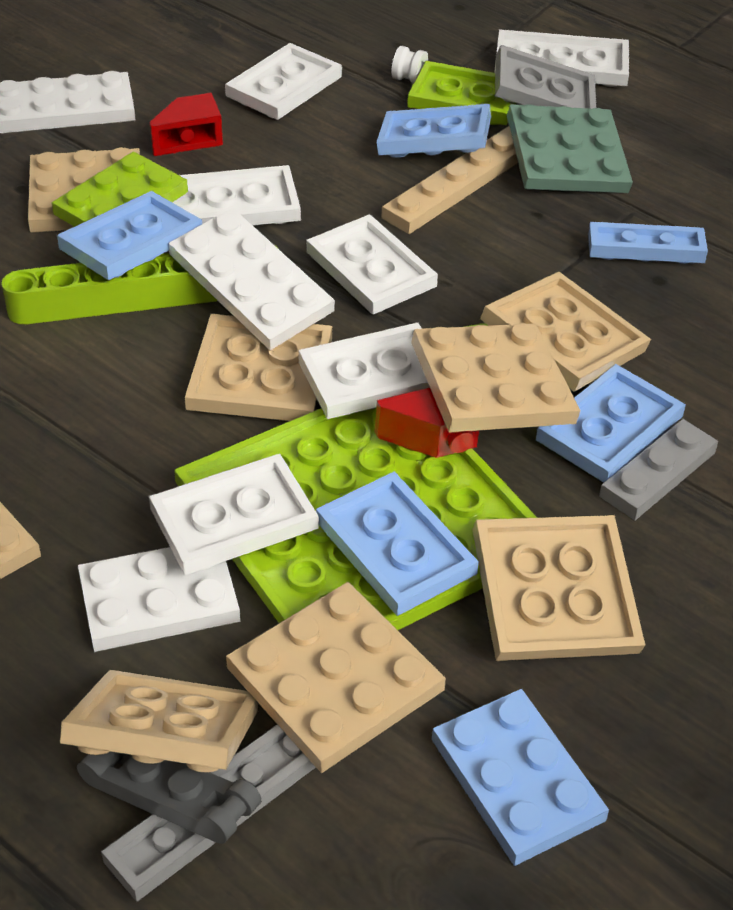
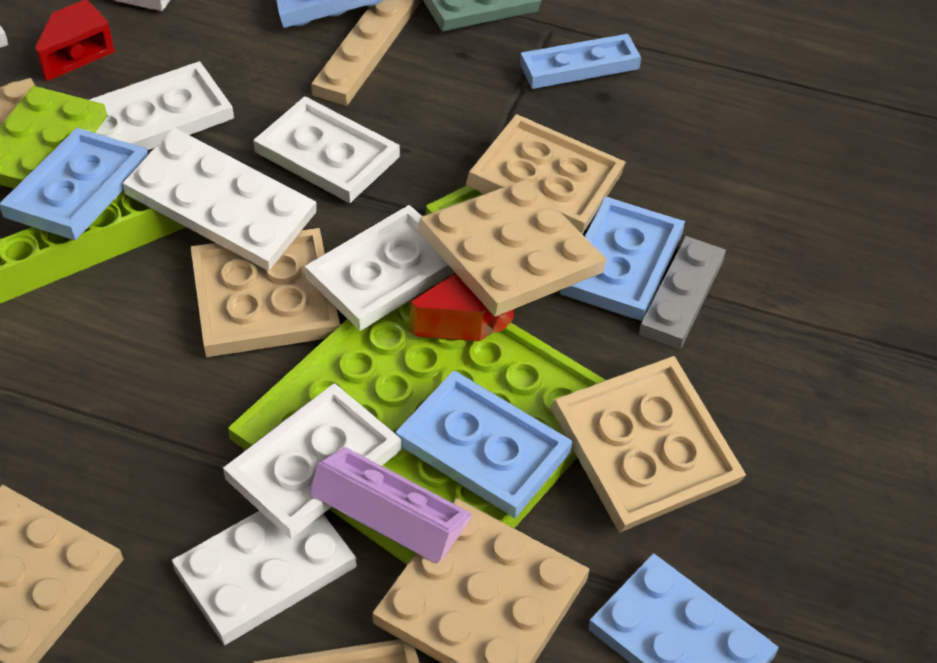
camera: 20 degrees left, 5 degrees up
(280, 565) = (389, 503): none -> lavender slope

